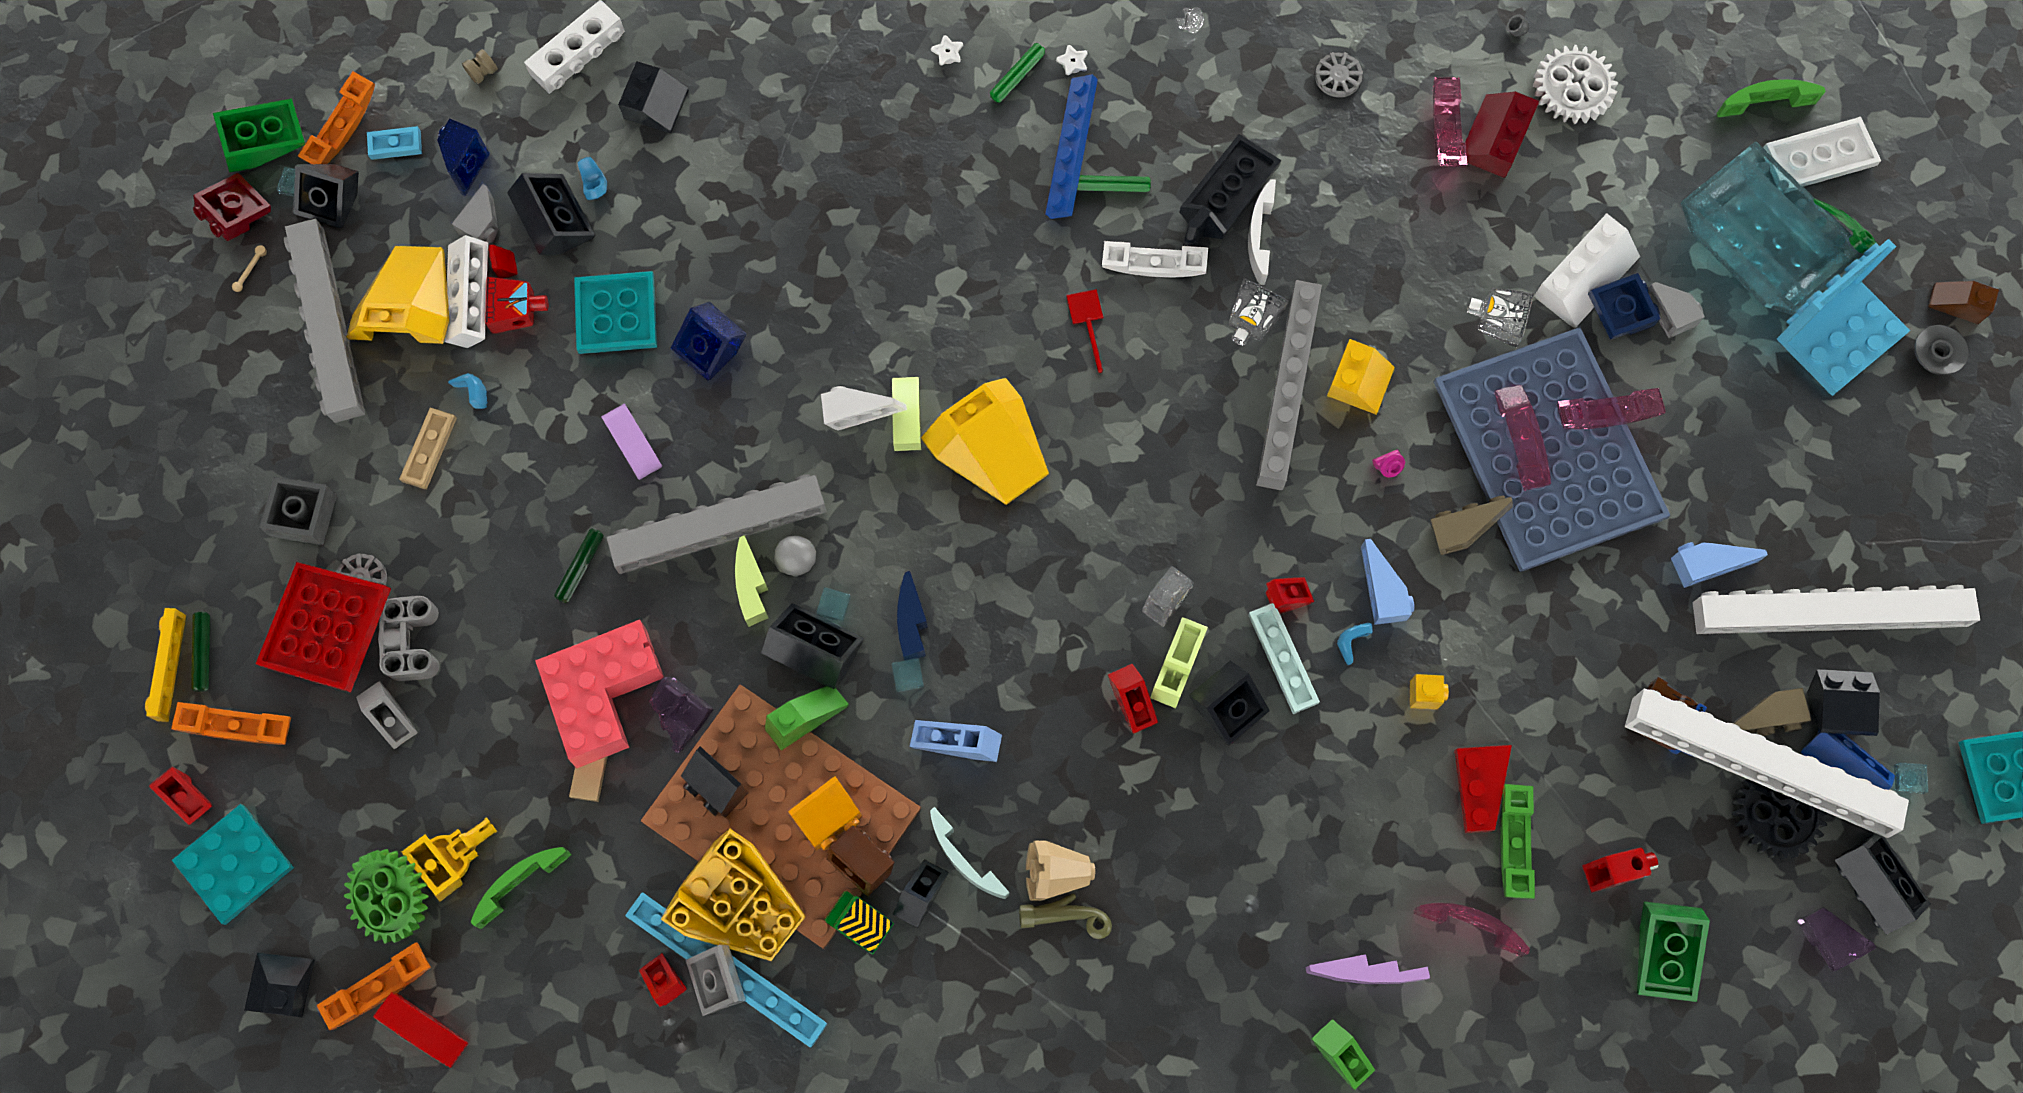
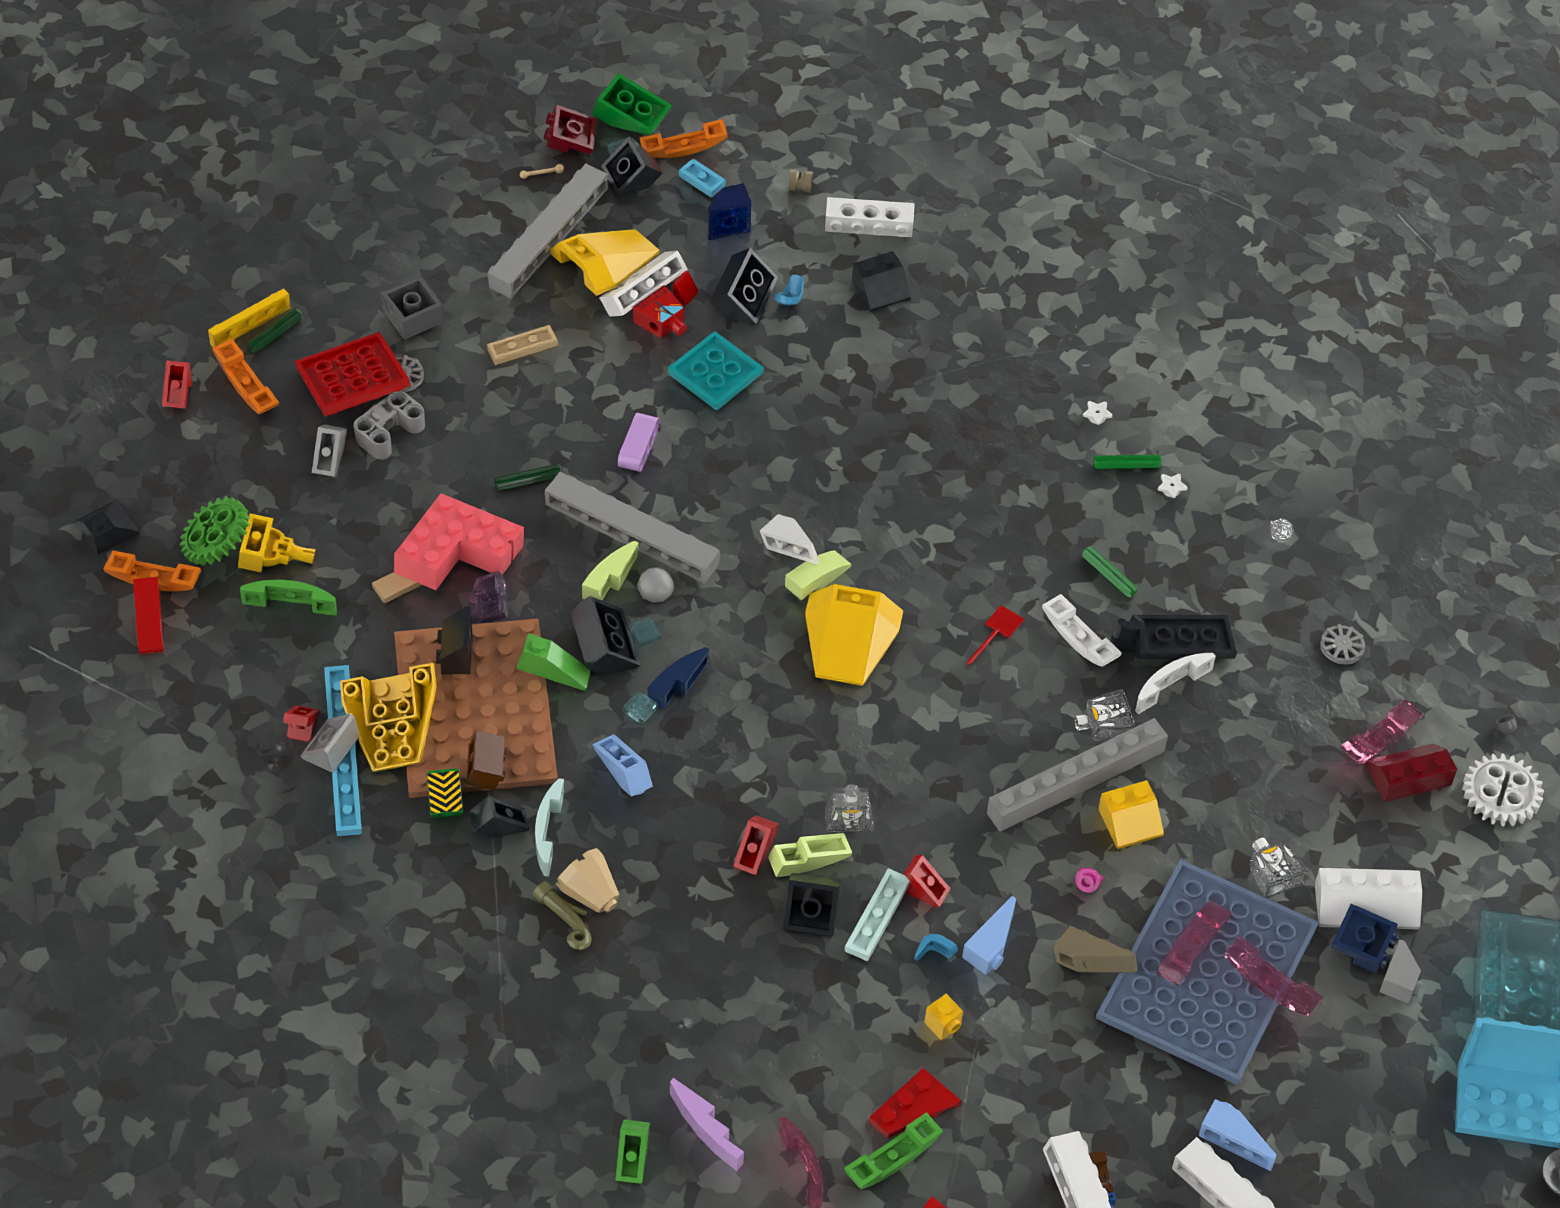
camera: 45 degrees right, 20 degrees down
(232, 864) = (159, 446): teal plate -> none
(476, 389) = (585, 338): dark azure hair -> none
(478, 217) = (701, 254): light grey slope -> none
(708, 339) = (750, 430): clear blue slope -> none
(826, 814) = (497, 708): light orange slope -> none
(1071, 147) = (1107, 528): blue plate -> none

